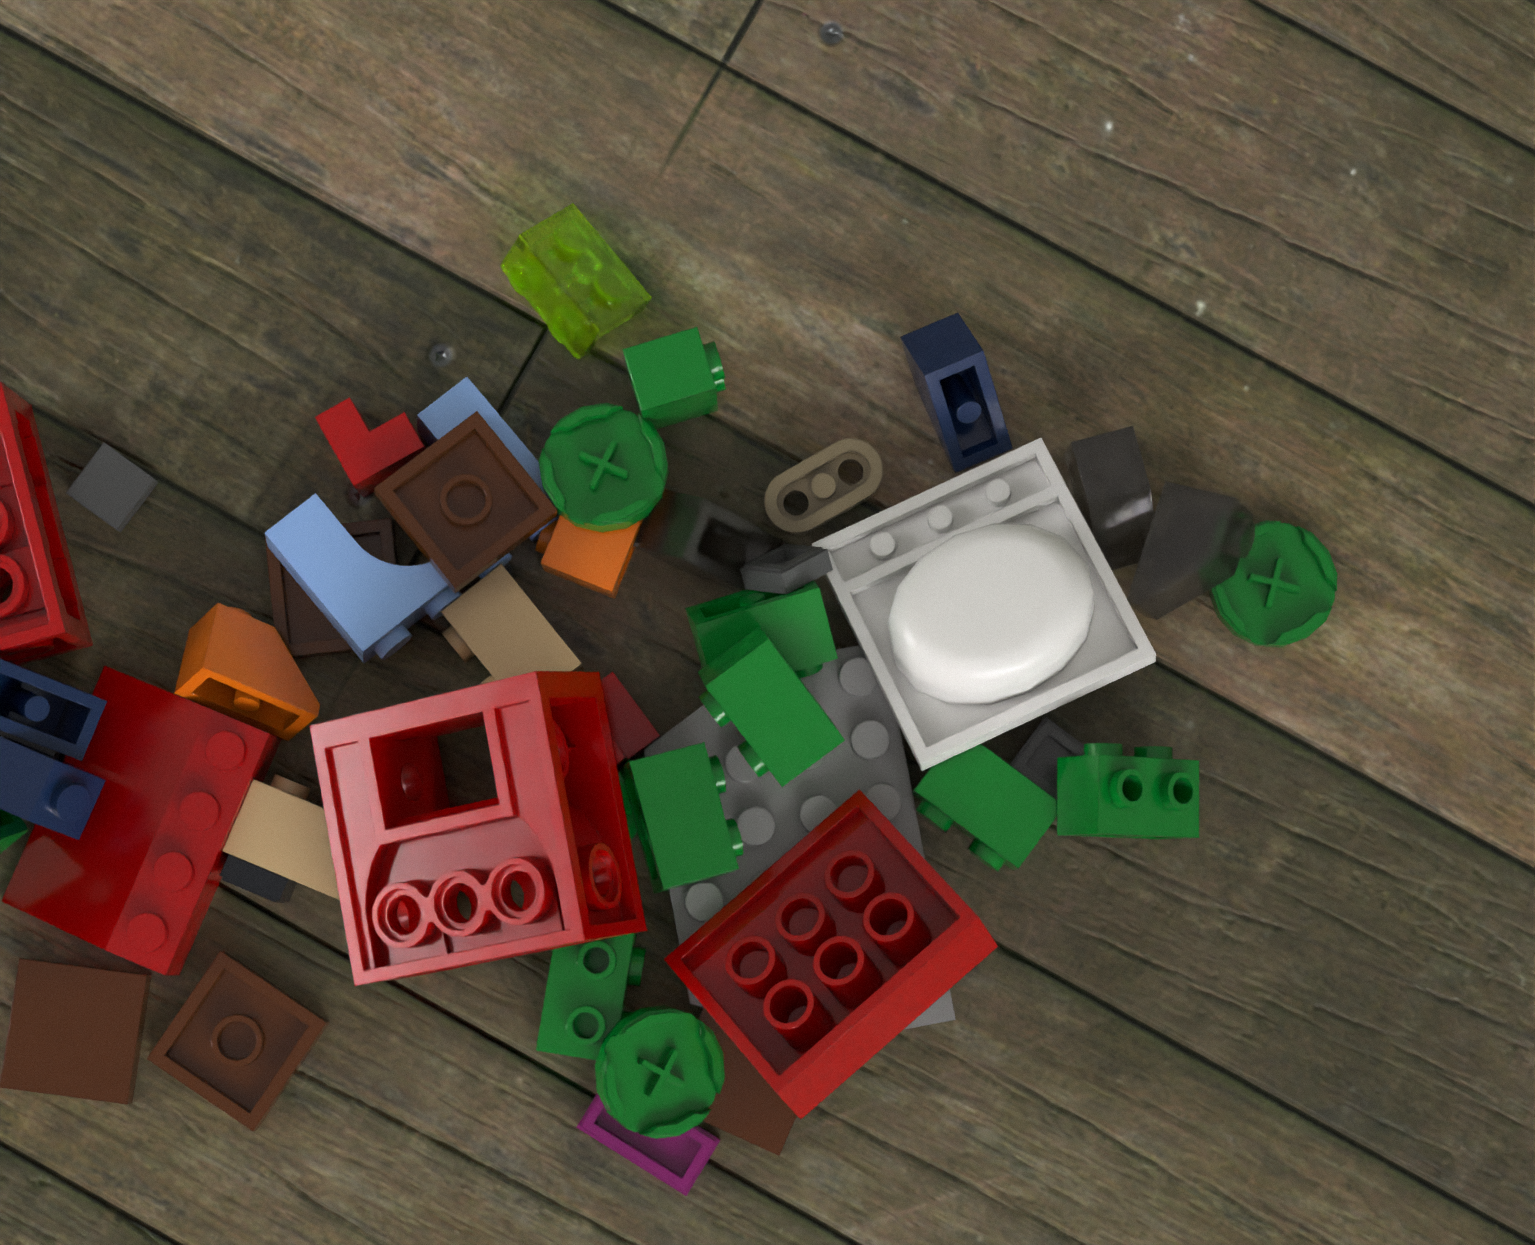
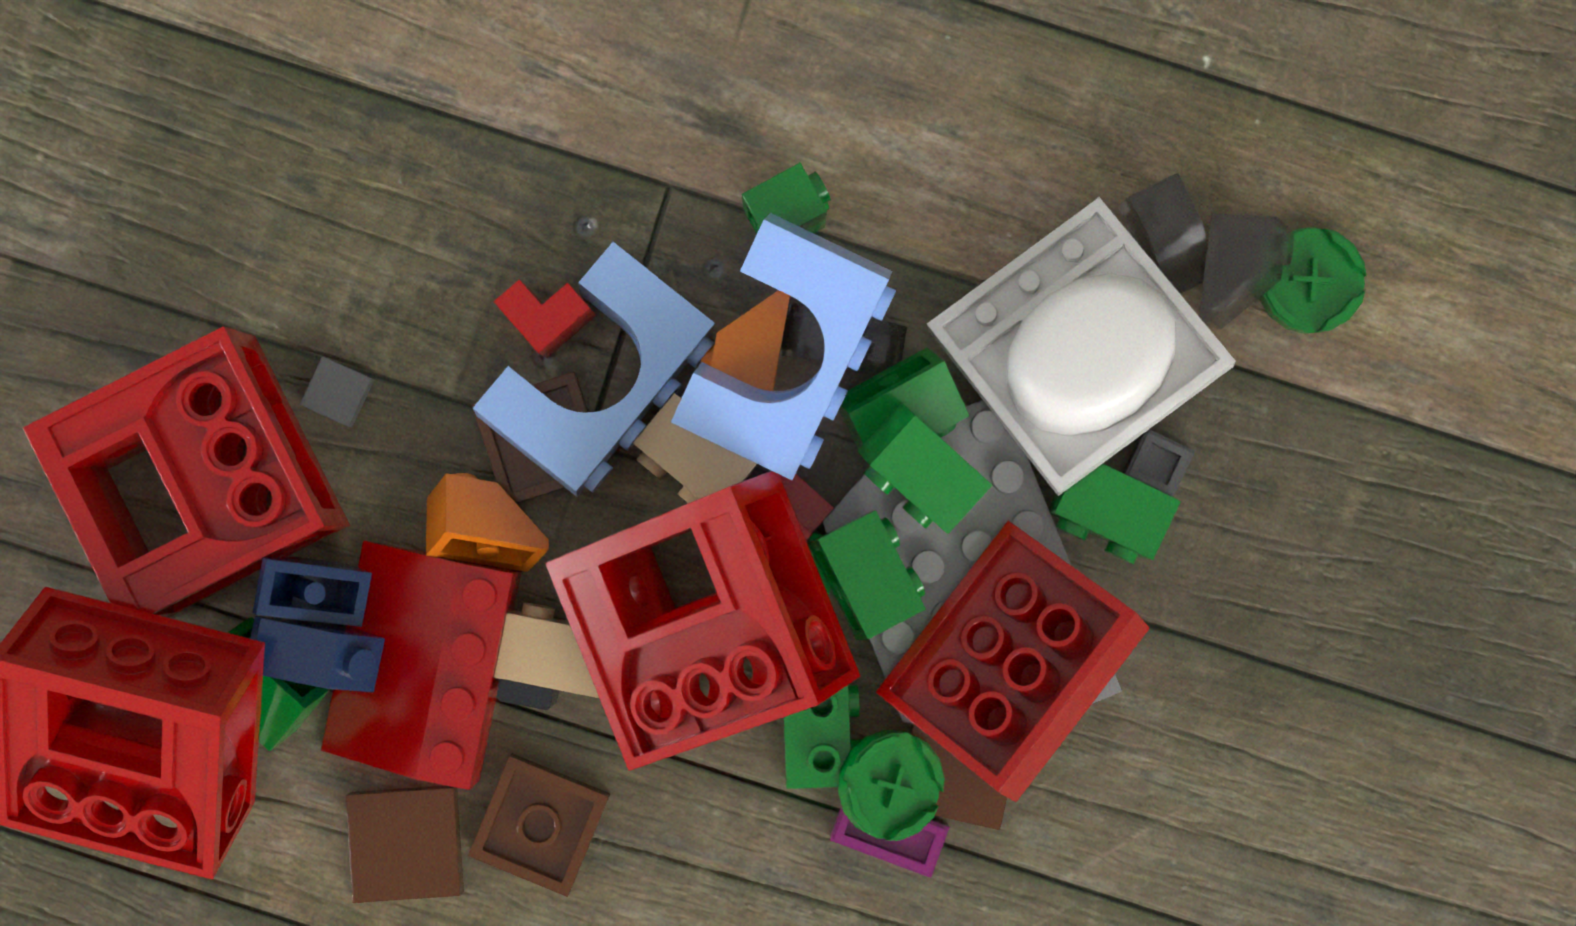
camera: 15 degrees left, 5 degrees up
(465, 502) = (635, 348): reddish brown tile -> none
(573, 280) = (683, 142): clear neon green bracket -> none
(603, 467) = (735, 306): green tile -> none
(713, 487) = (780, 425): none -> light blue arch
(786, 568) = (911, 349): dark grey tile -> none
(822, 488) = (926, 275): dark tan plate -> none
(957, 391) = (1021, 171): dark blue slope -> none
(1127, 795) = (1232, 482): green brick -> none

